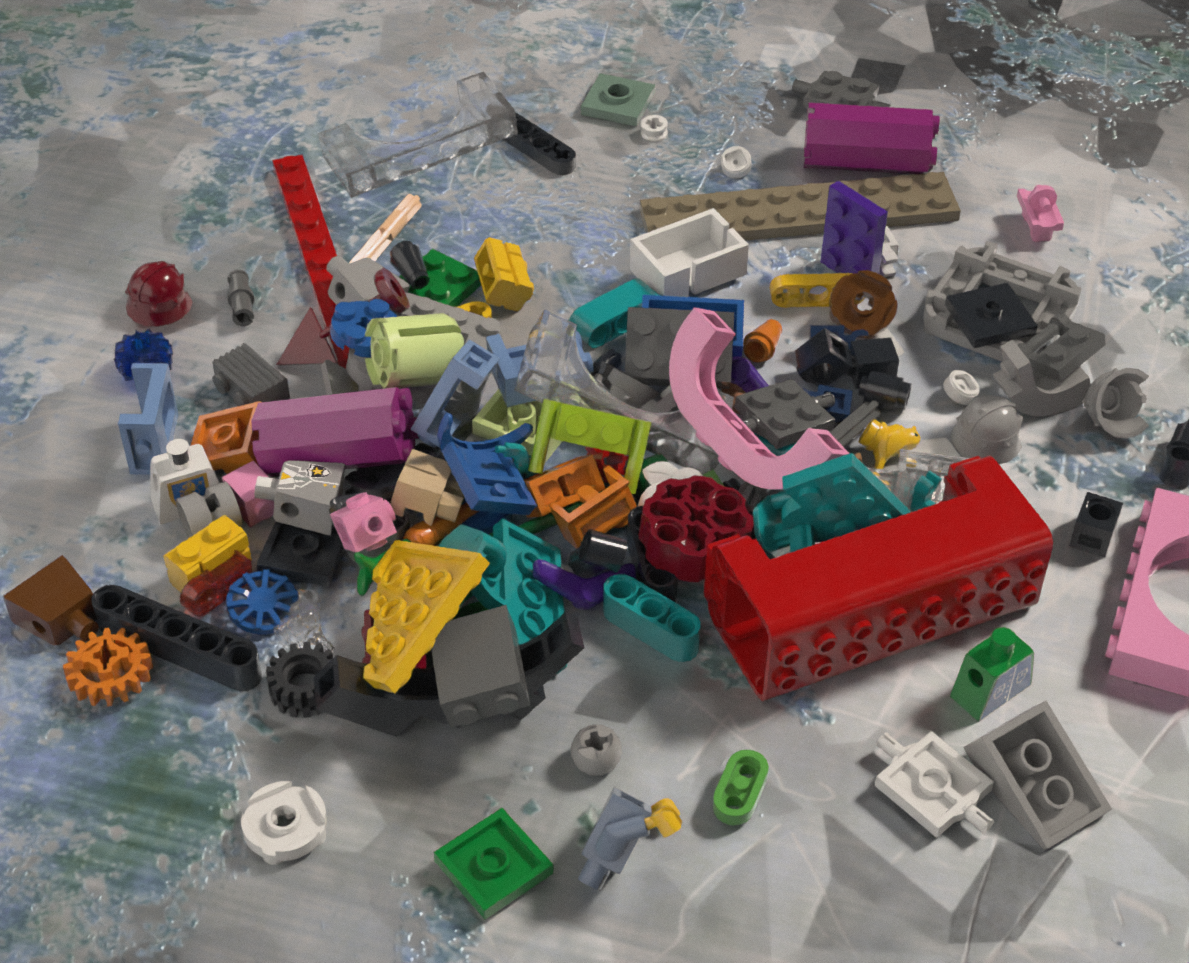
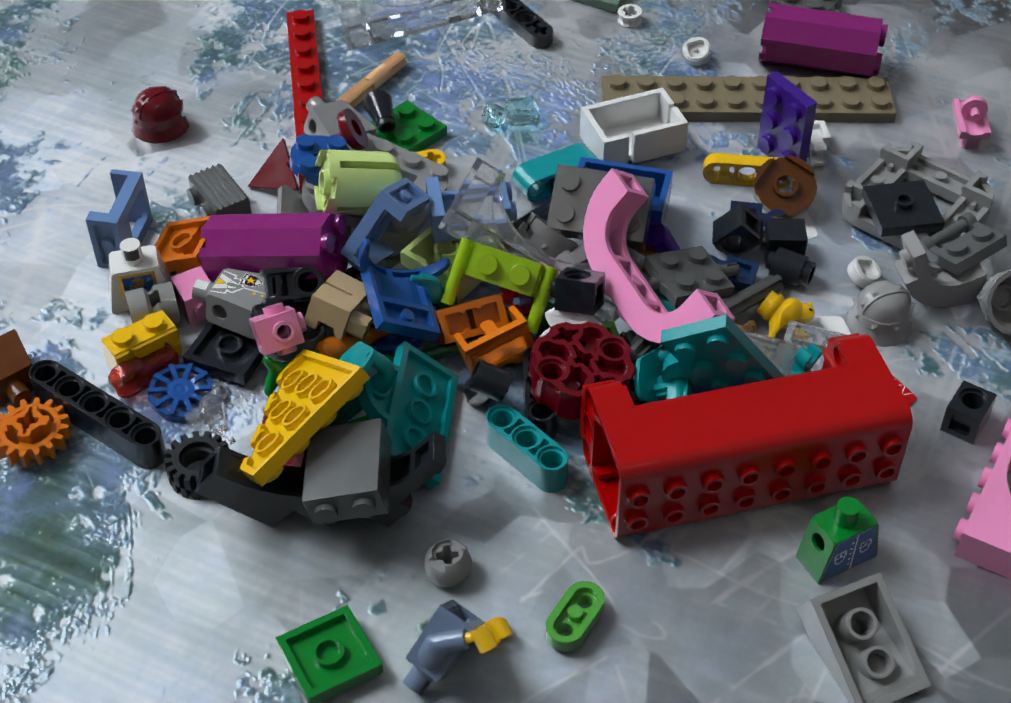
camera: 10 degrees right, 0 degrees up
(141, 348) = (136, 159): clear blue gear -> none
(240, 298) = (229, 125): dark grey pin -> none
(287, 842) = (153, 609): white plate -> none
(364, 471) = (286, 284): none -> black piece
(503, 274) = (463, 128): yellow brick -> none
(557, 248) = (518, 111): none -> clear light blue plate
(579, 591) = (467, 416): dark purple piece -> none
(676, 443) = (579, 291): none -> black brick
(761, 342) = (685, 211): orange cone -> none
(934, 783) = (761, 637): white plate -> none

